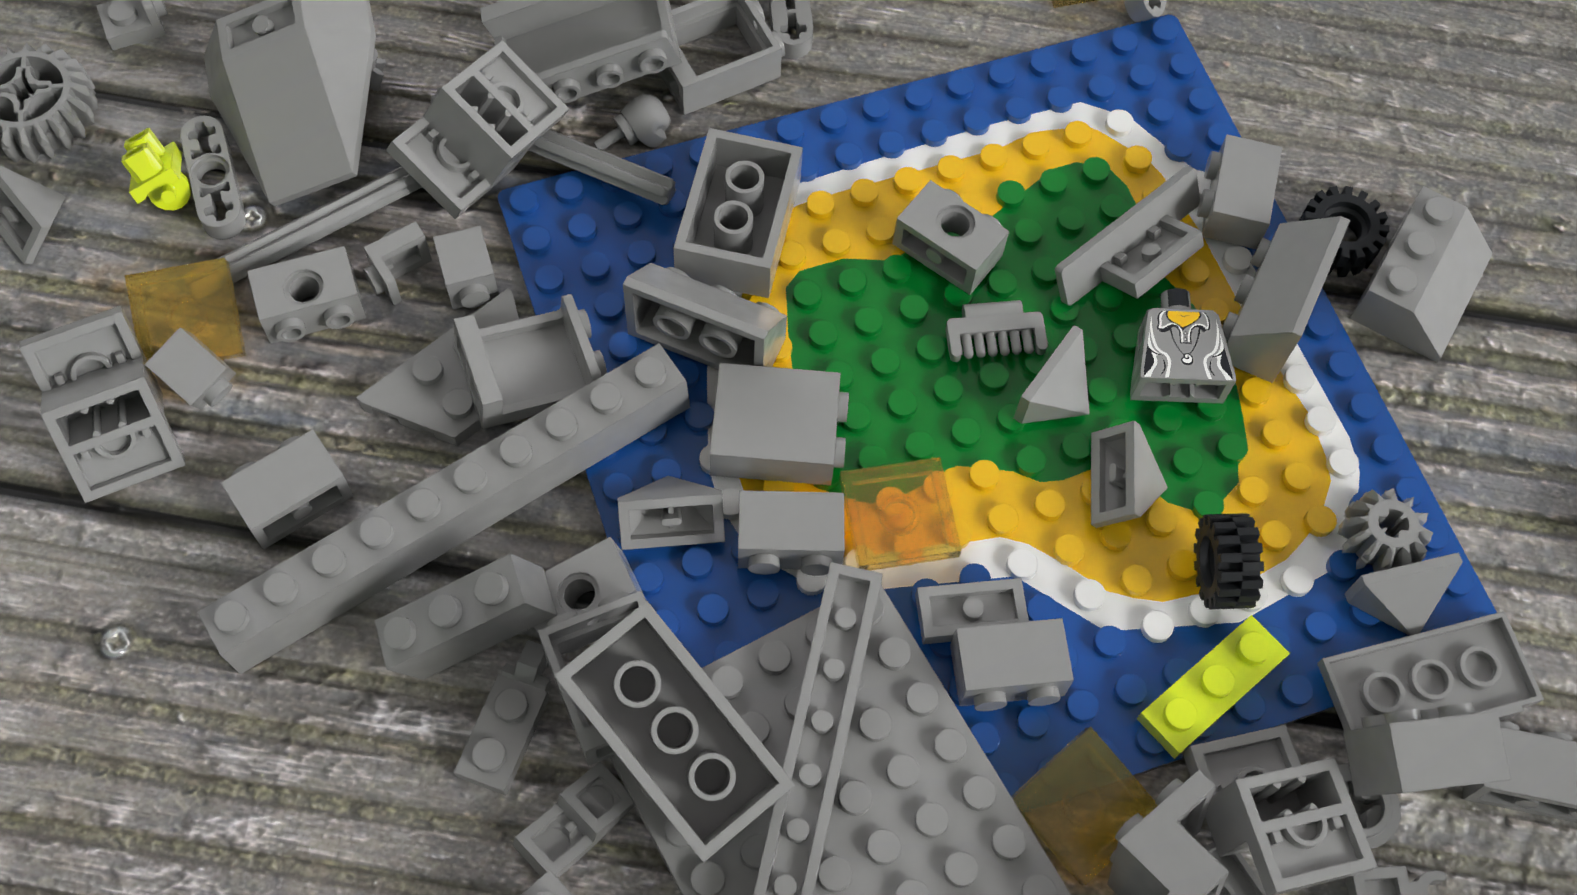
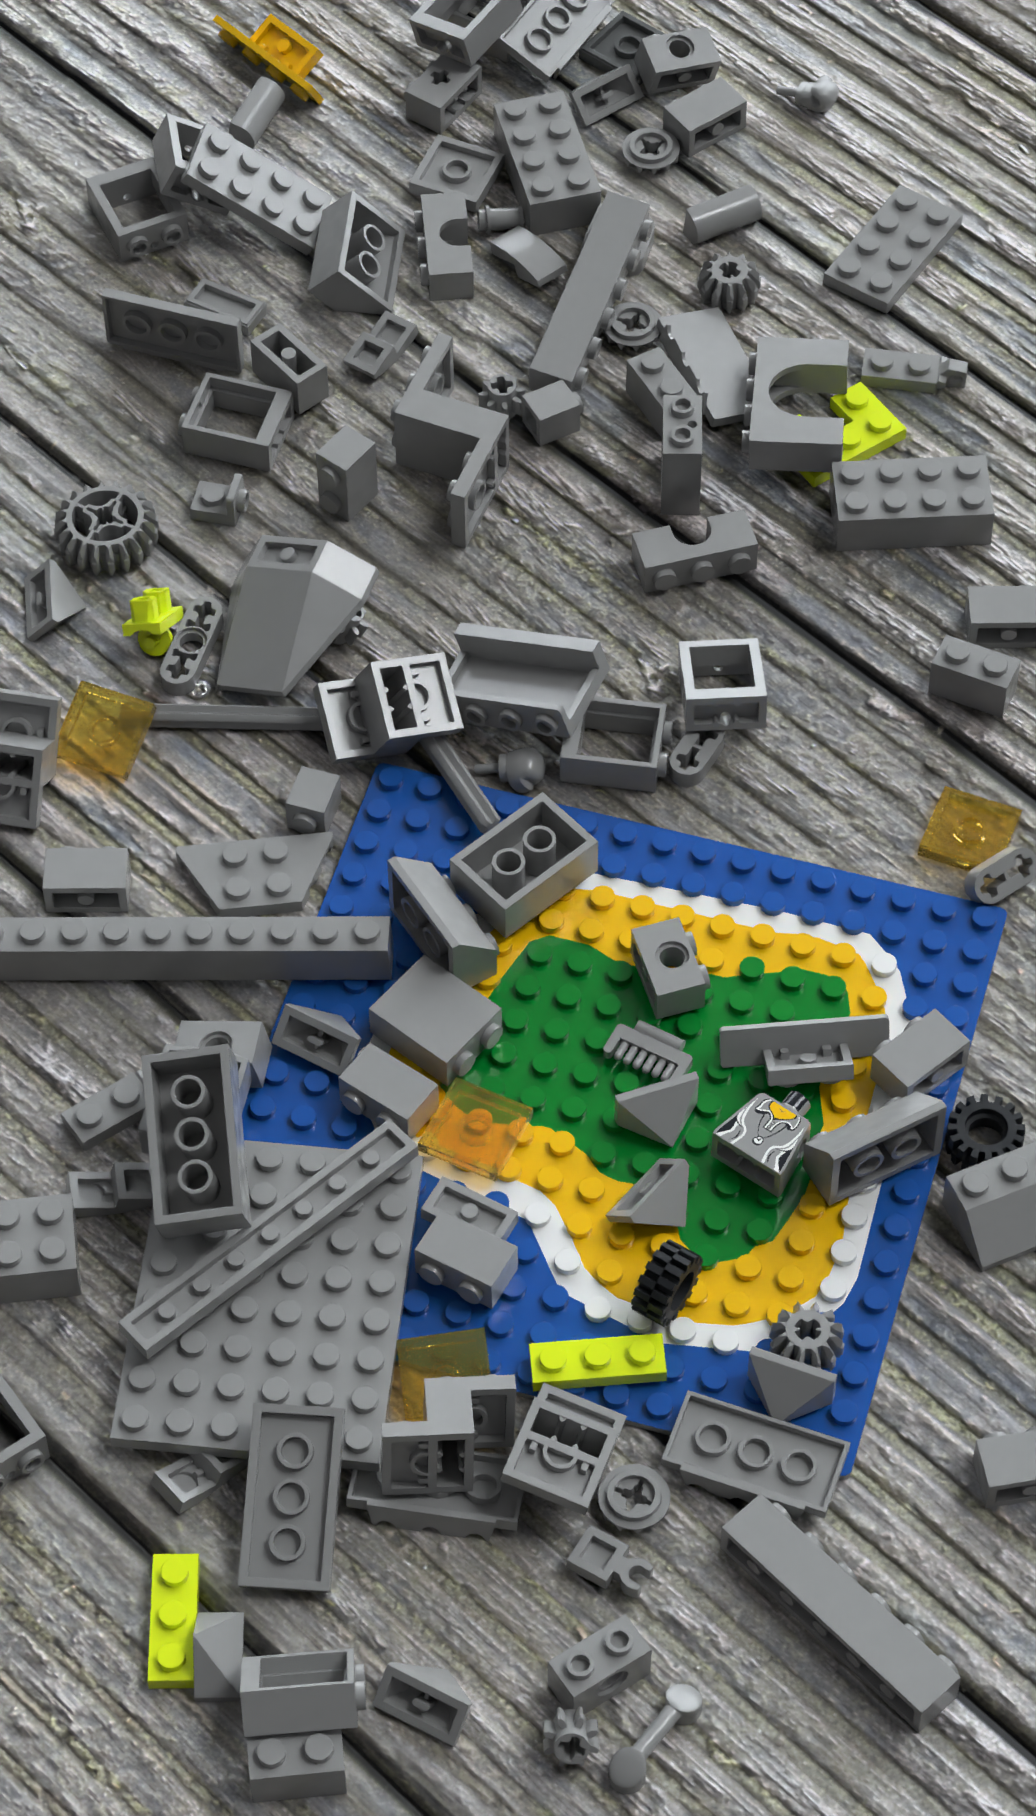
camera: 40 degrees right, 10 degrees down
(192, 370) = (81, 767): light grey brick -> none
(284, 285) = (193, 760): light grey brick -> none
(394, 256) = (269, 767): light grey bracket -> none
(465, 617) = (133, 1017): light grey brick -> none
(526, 362) = (298, 881): light grey panel -> none
(1426, 750) = (685, 1468): light grey brick -> none

